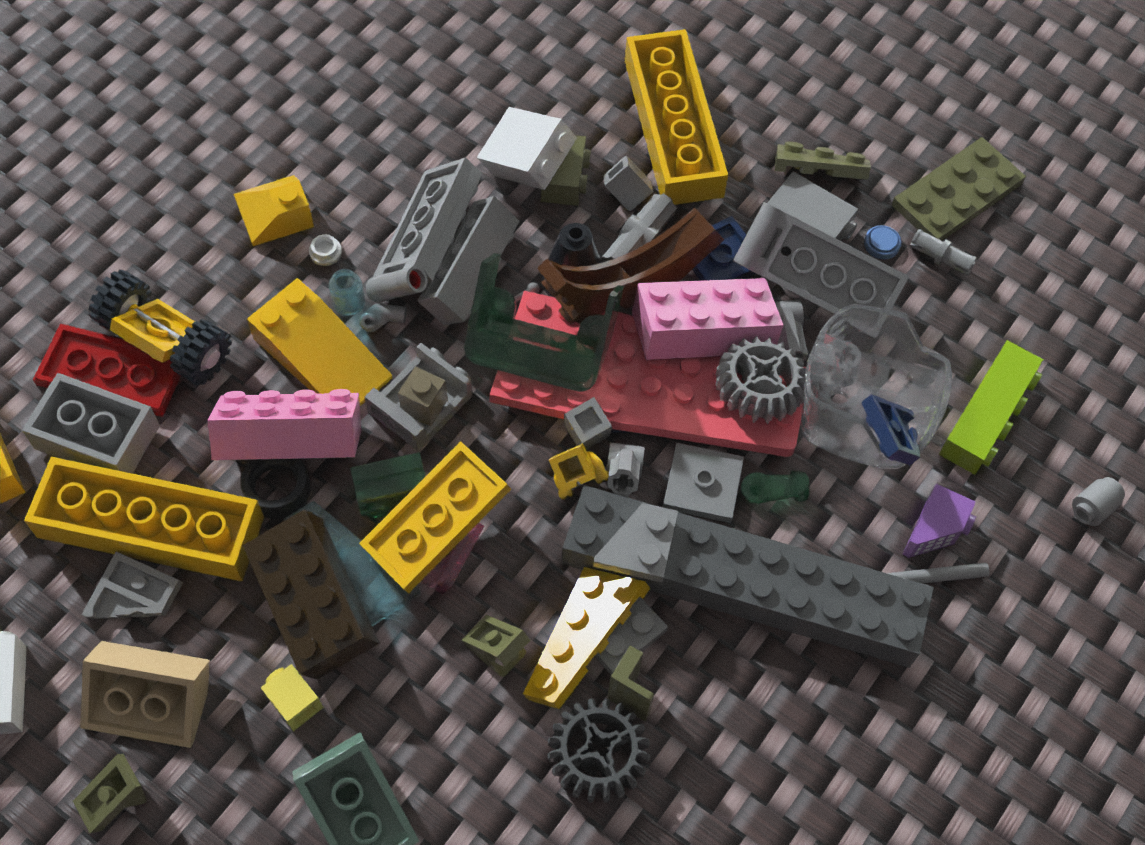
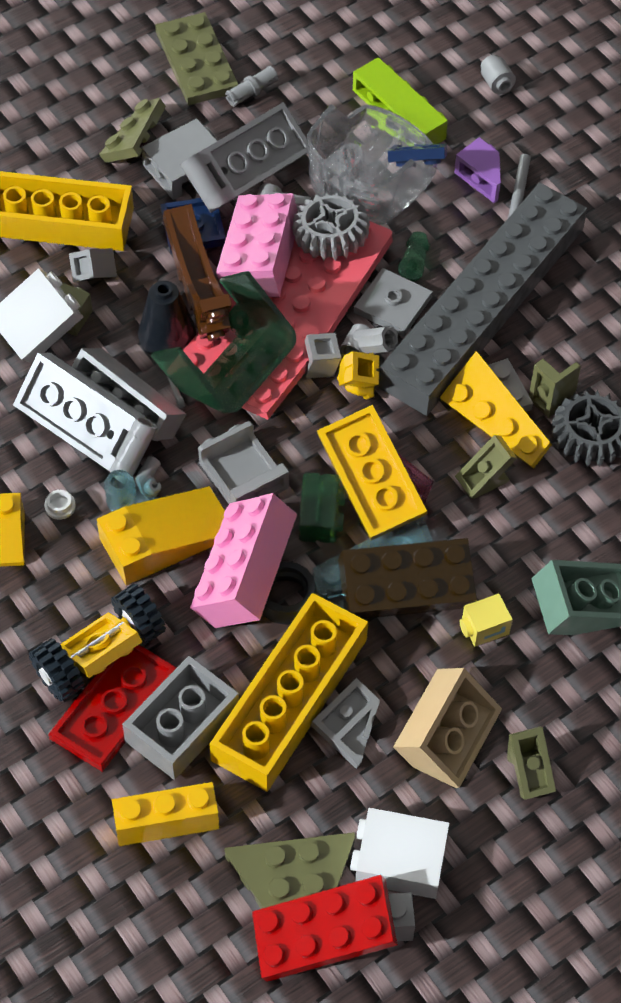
camera: 70 degrees left, 5 degrees down
(423, 396) = (252, 455): dark tan brick -> none
(640, 544) = (449, 338): light grey wing -> none
(643, 227) = (143, 266): light grey piece -> none
(882, 242) = (222, 122): medium blue piece -> none

